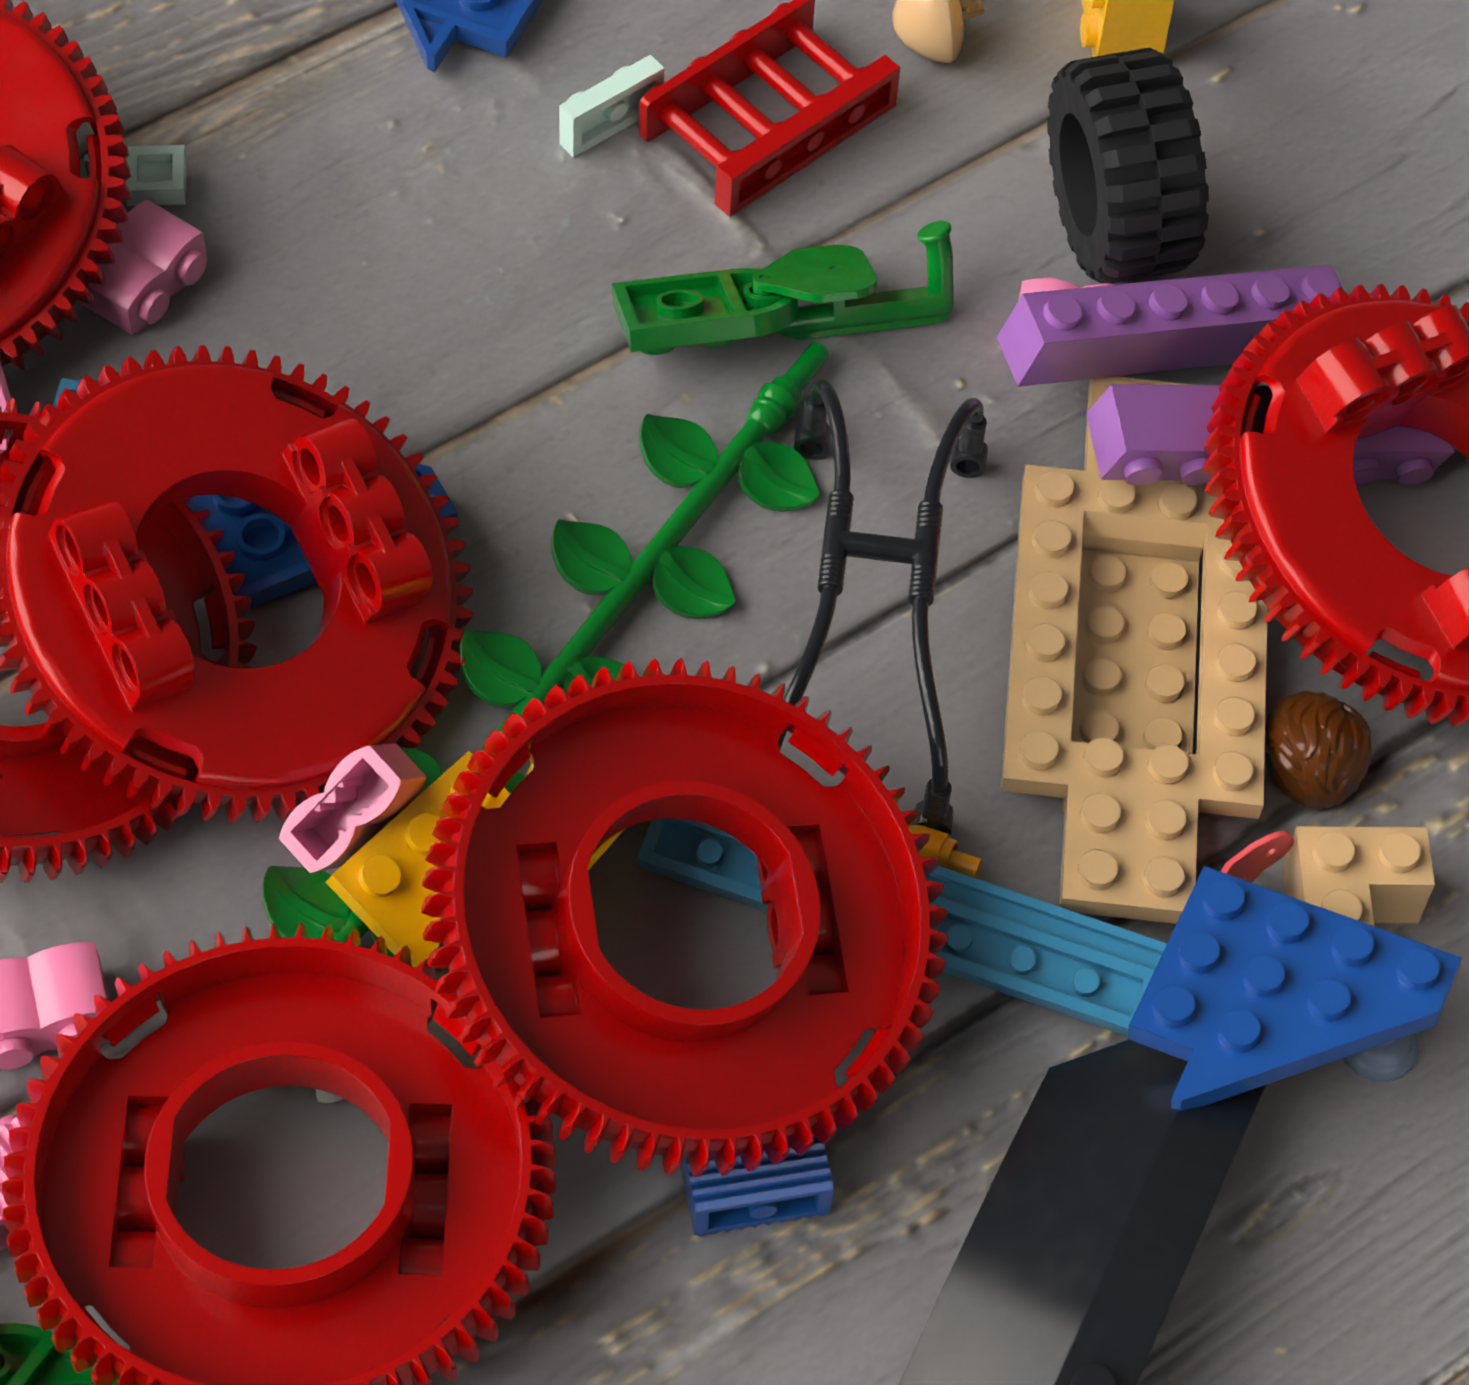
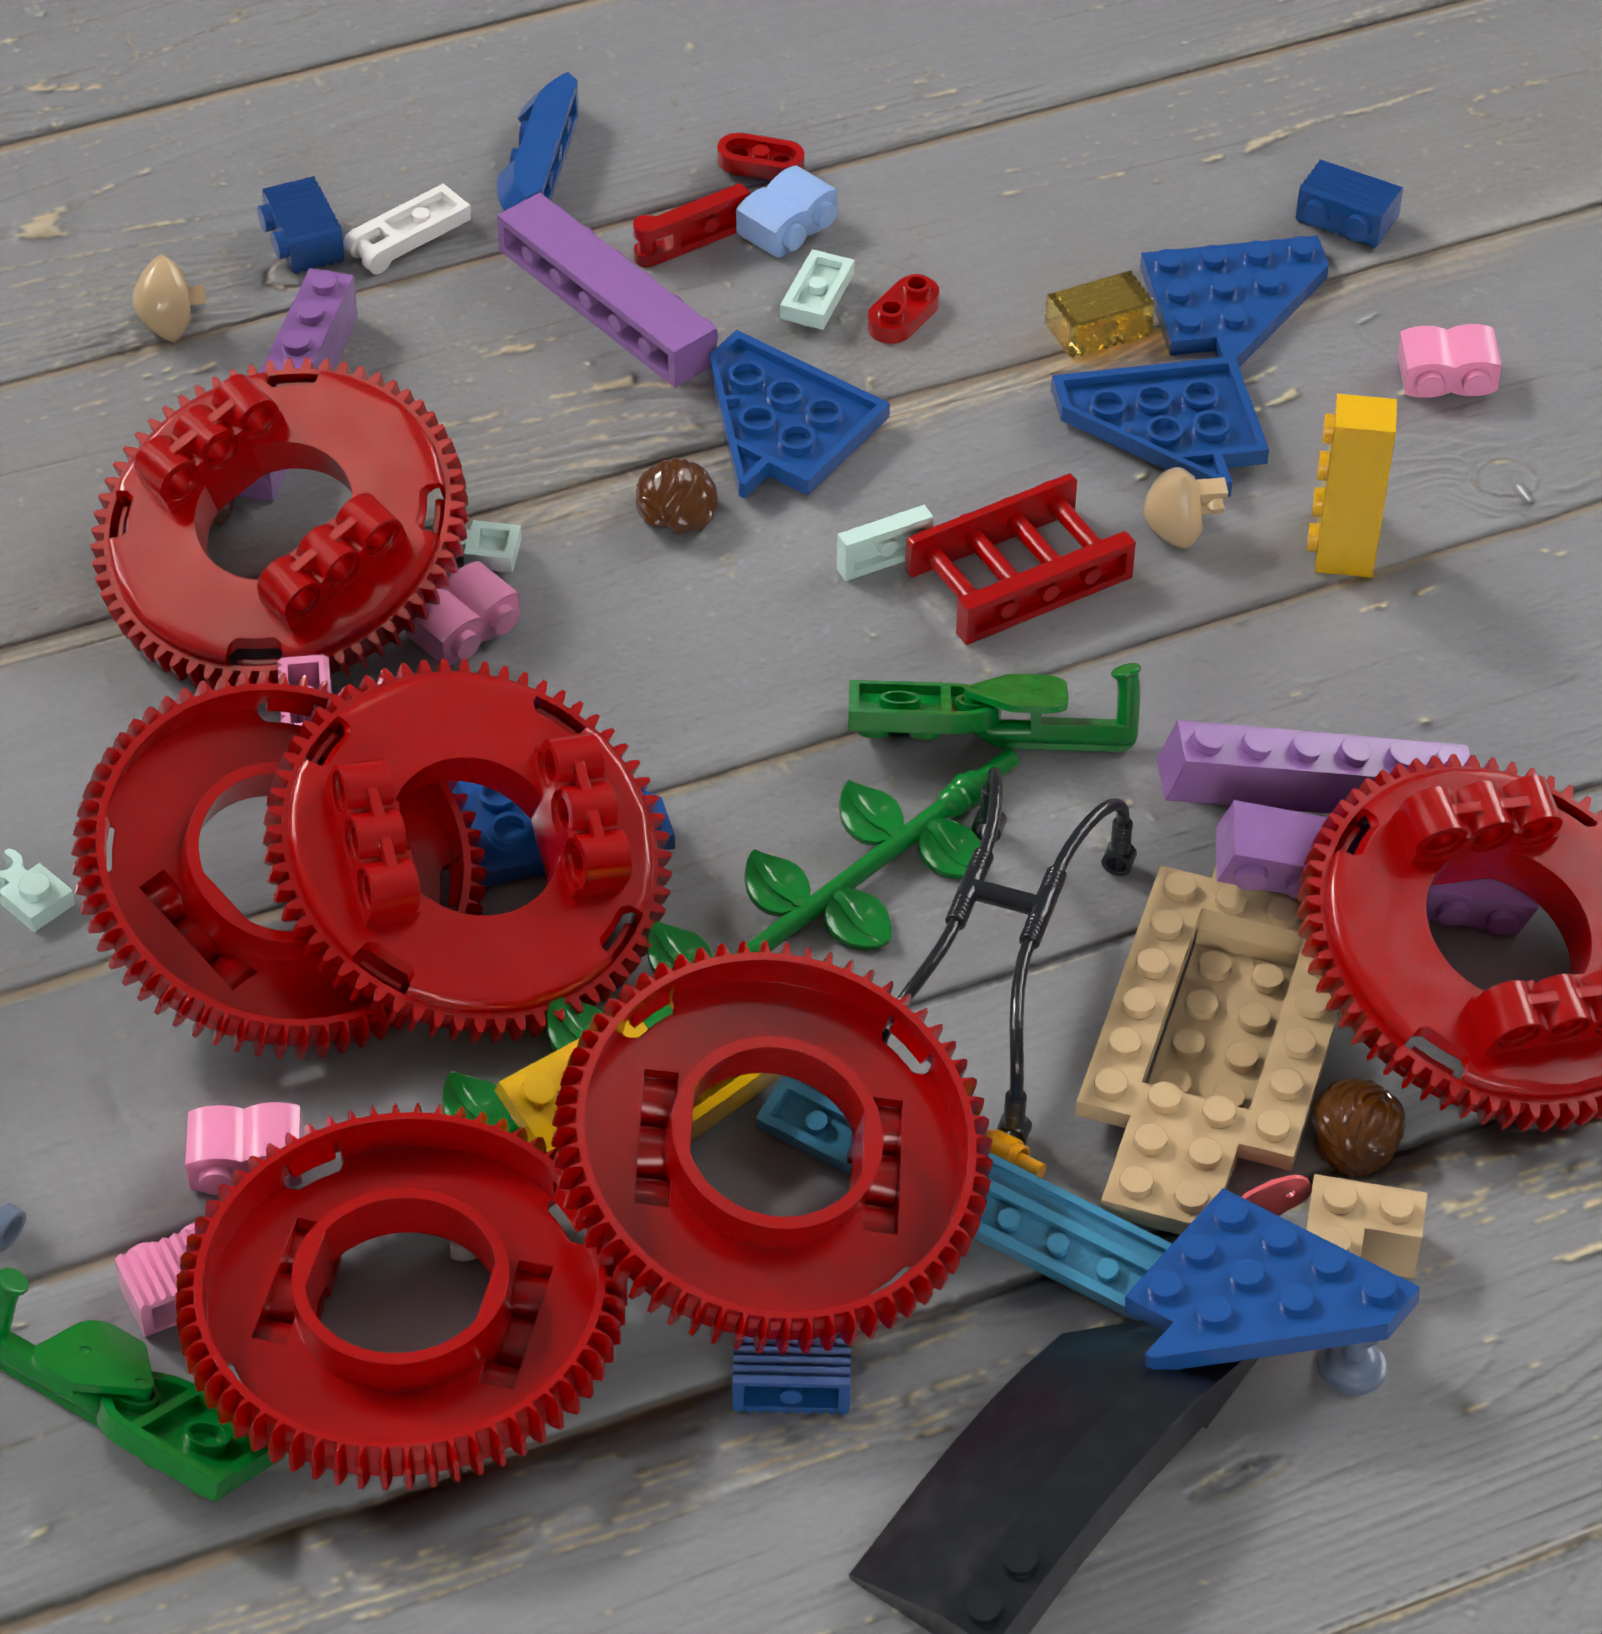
camera: 15 degrees right, 10 degrees down
(358, 82) = (676, 496): none -> reddish brown hair
(359, 796) = (534, 1027): bright pink brick -> none
(1127, 165) = (1303, 637): black tyre -> none

